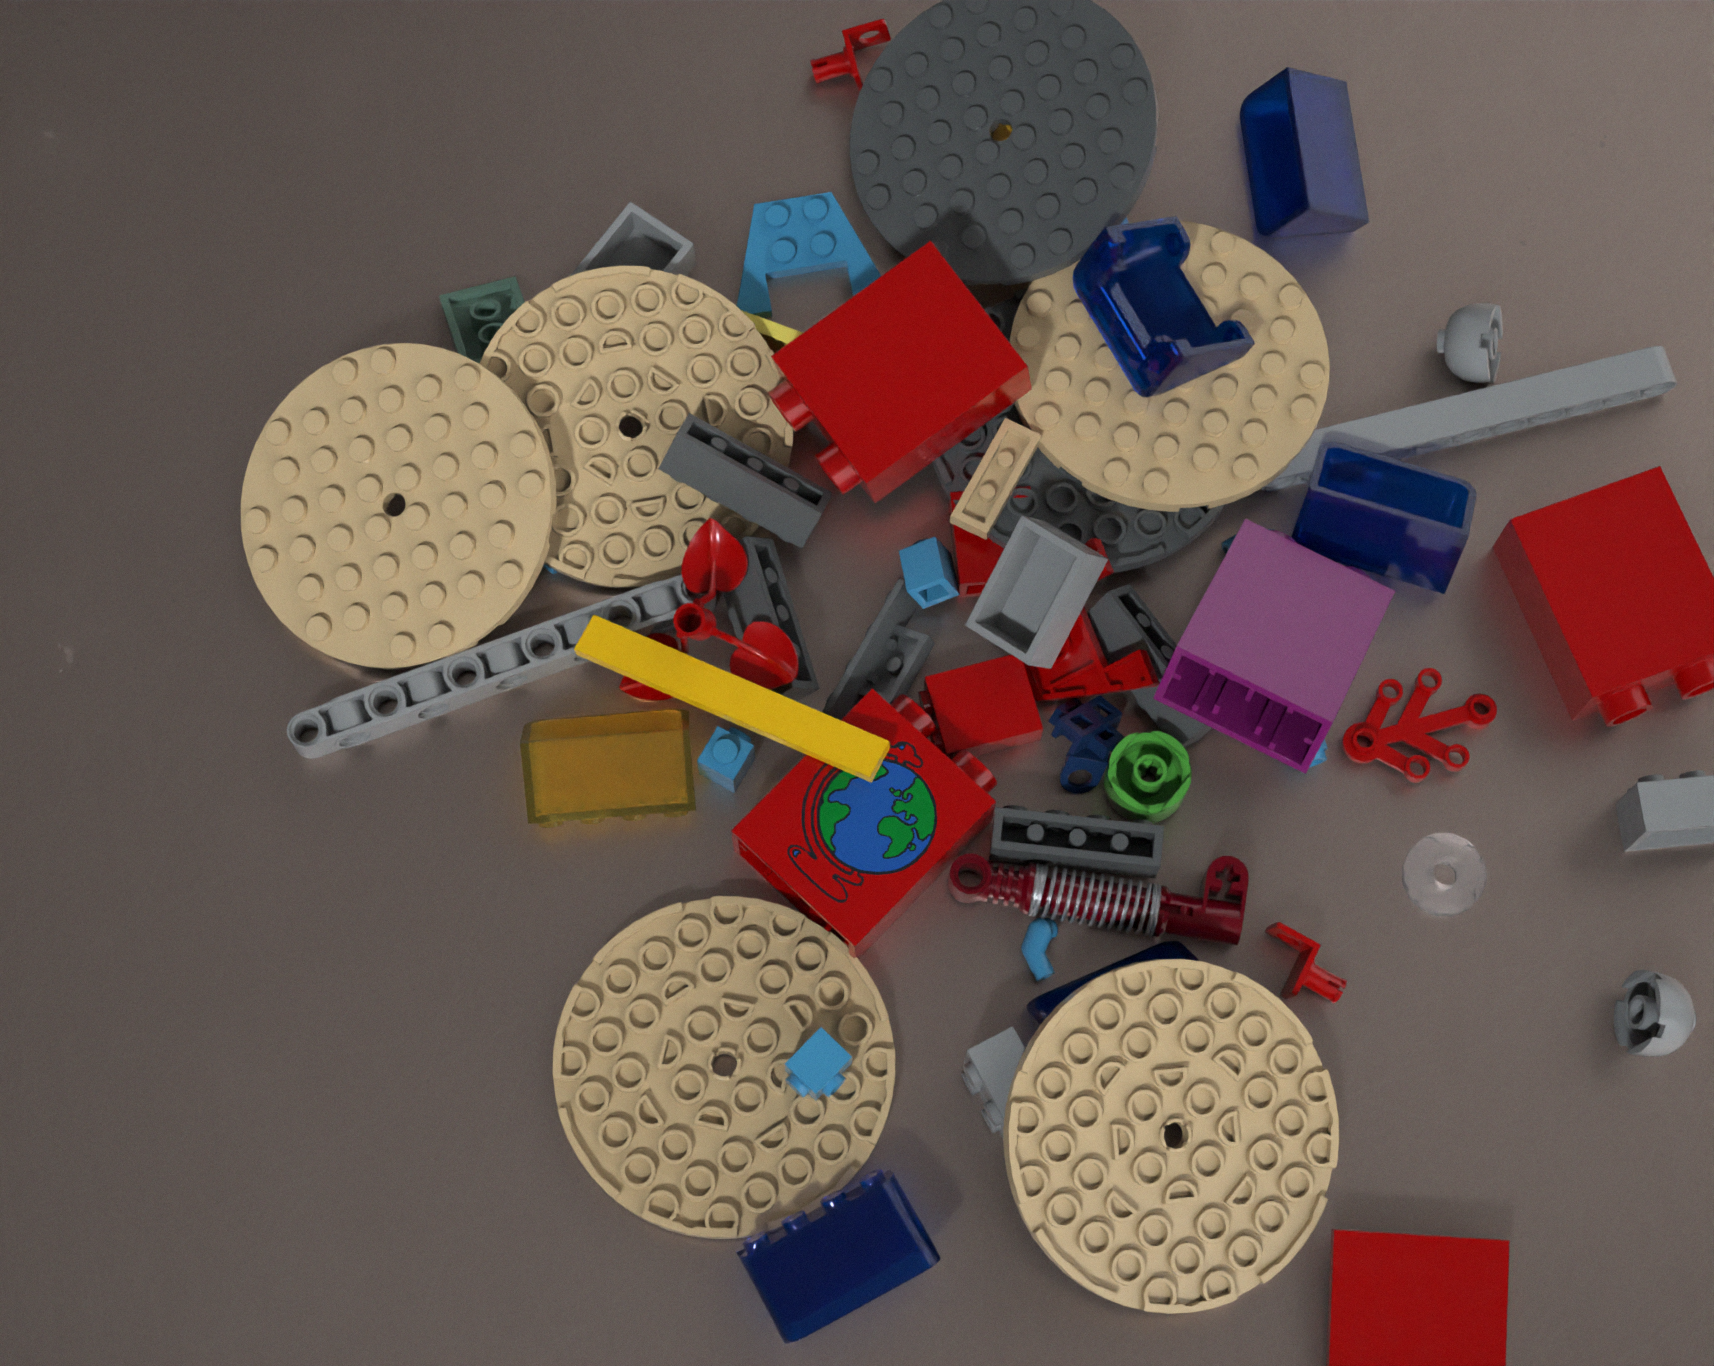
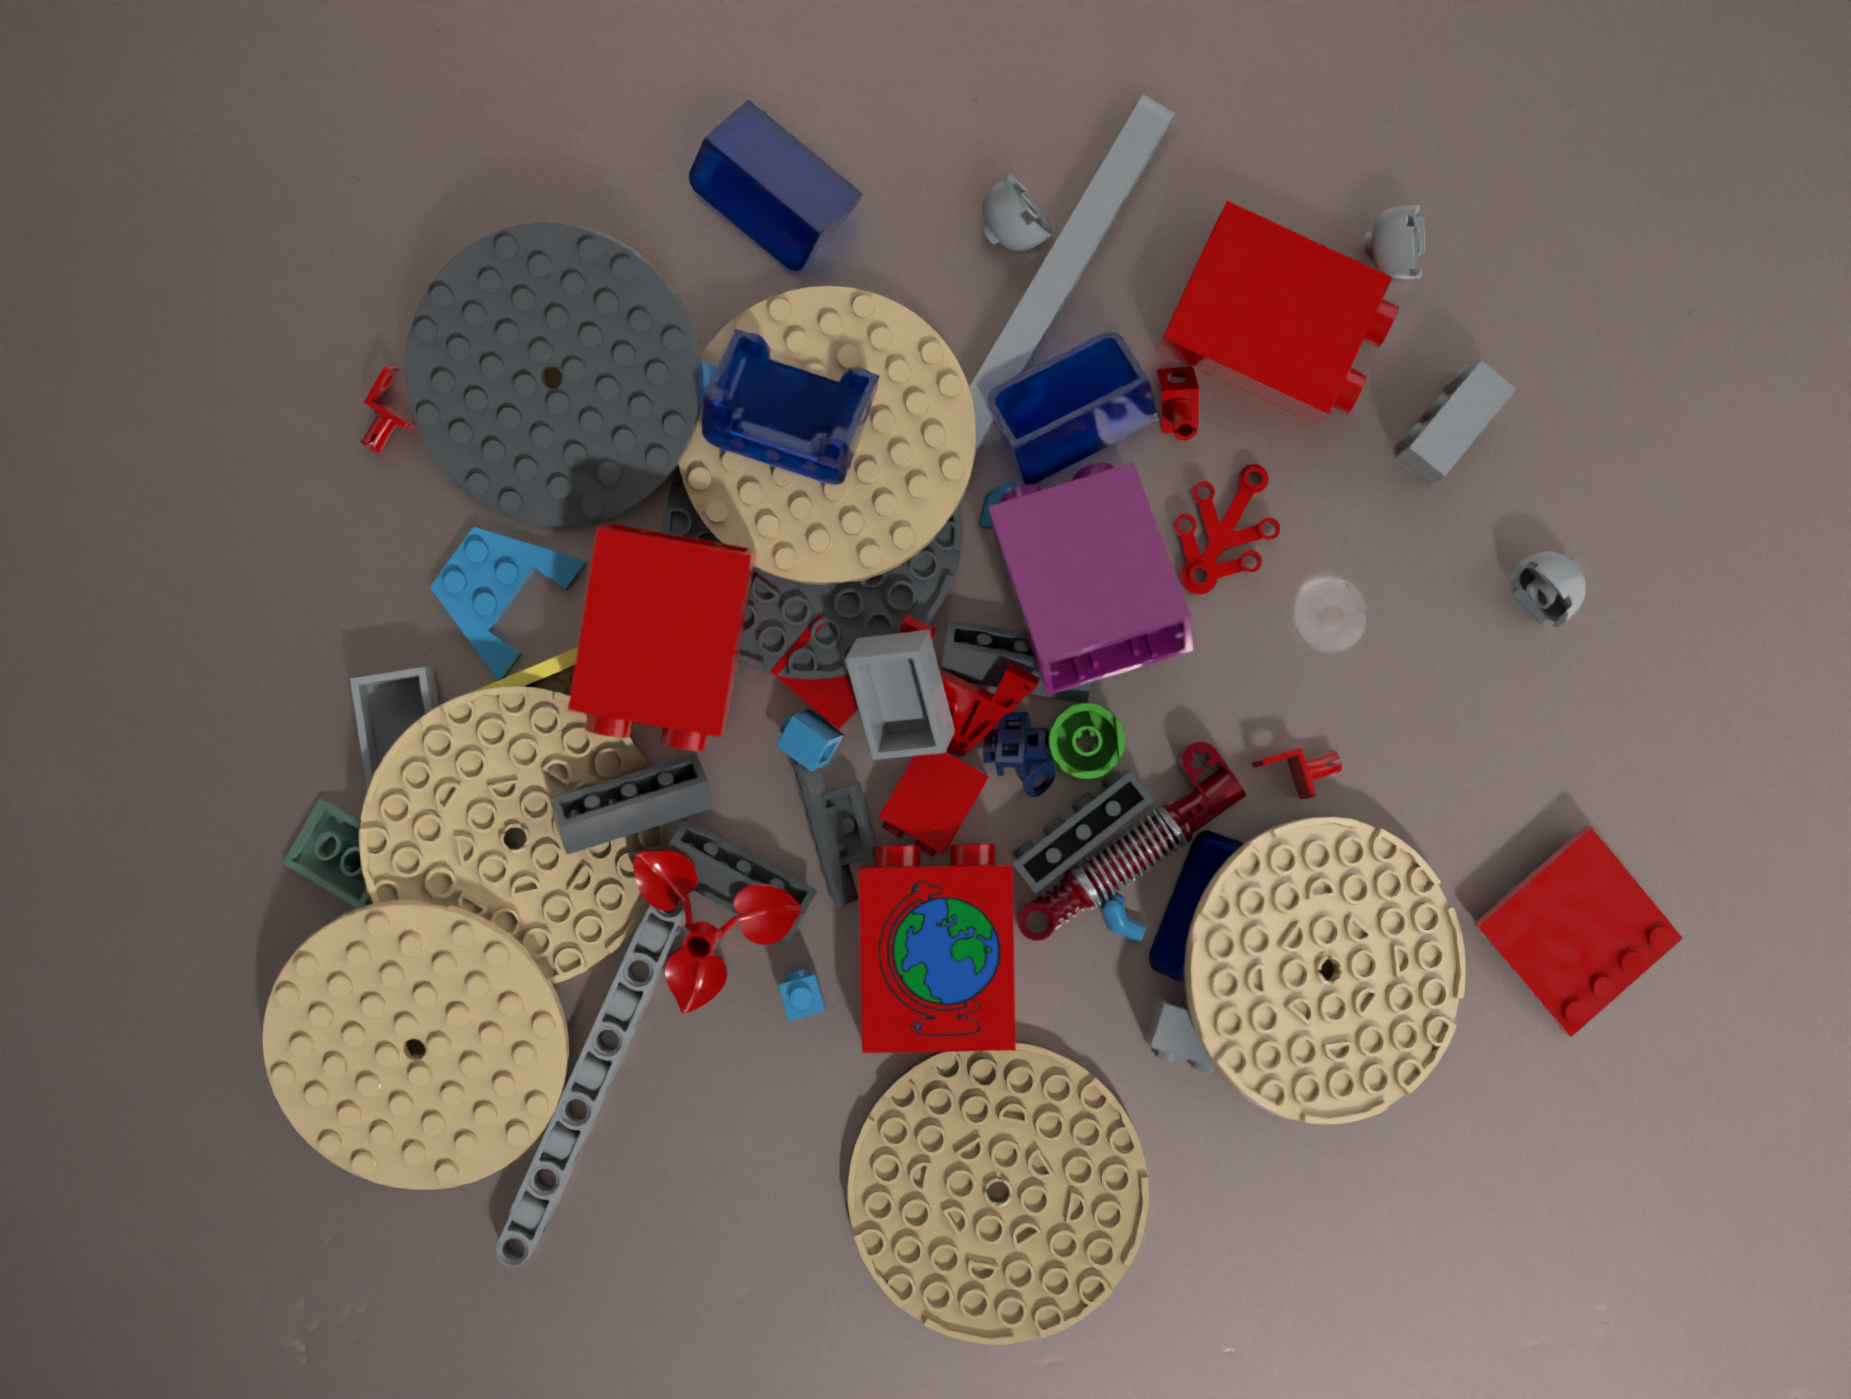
camera: 45 degrees left, 15 degrees up
(608, 767) = (729, 1075): clear yellow windscreen -> none
(733, 698) = (773, 963): yellow tile -> none
(818, 1066) = (1062, 1141): dark azure brick -> none
(838, 1256) = (1192, 1246): clear blue windscreen -> none
(995, 478) = (794, 637): tan plate -> none
(1473, 597) = (1179, 402): none -> red bracket

